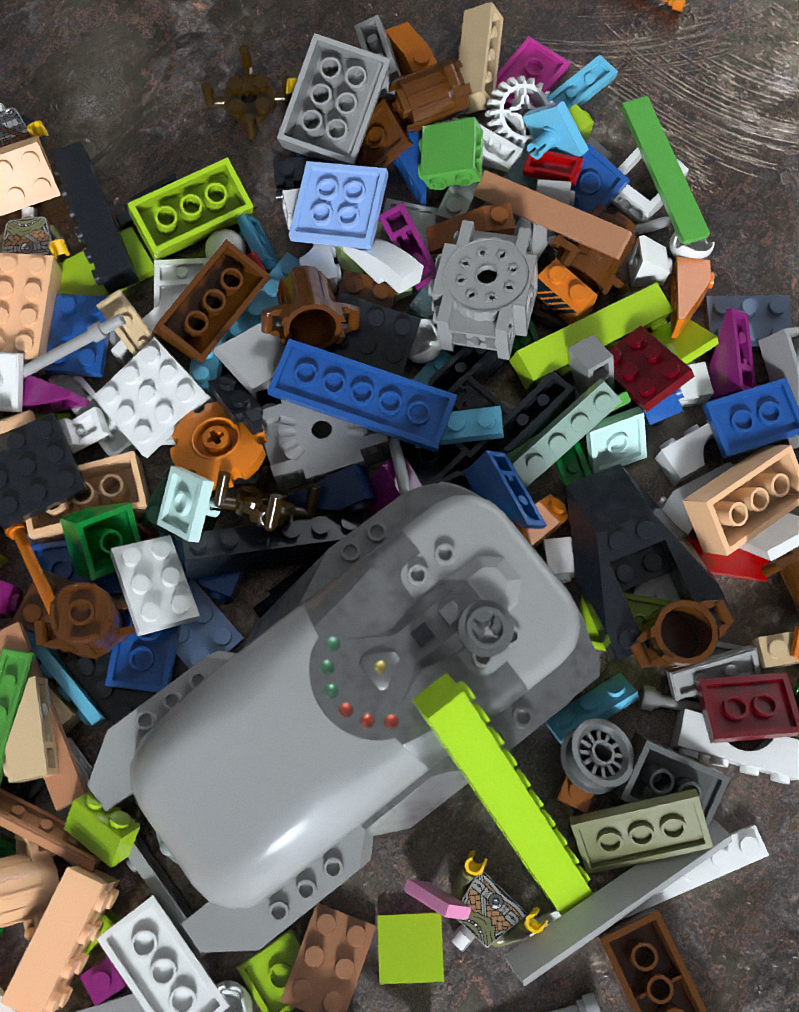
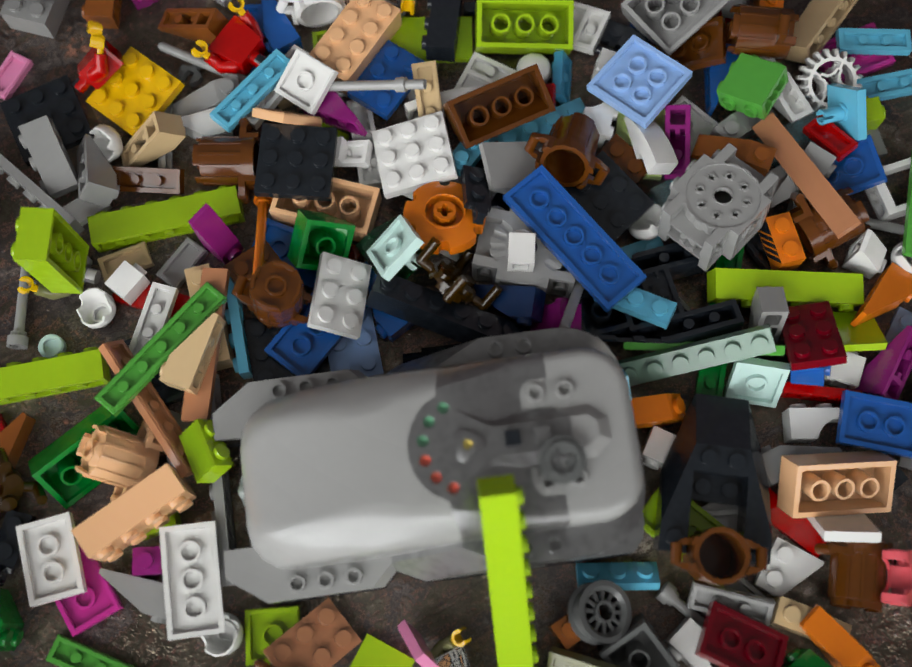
camera: 30 degrees right, 0 degrees up
(257, 177) = (588, 27): none -> white wing
(317, 437) = (521, 251): none -> white brick
(497, 480) = (641, 360): blue slope -> none
(540, 53) = (874, 41): none -> medium azure plate
(676, 422) = (813, 393): none -> red tile
(748, 606) = (786, 568): none -> white wing

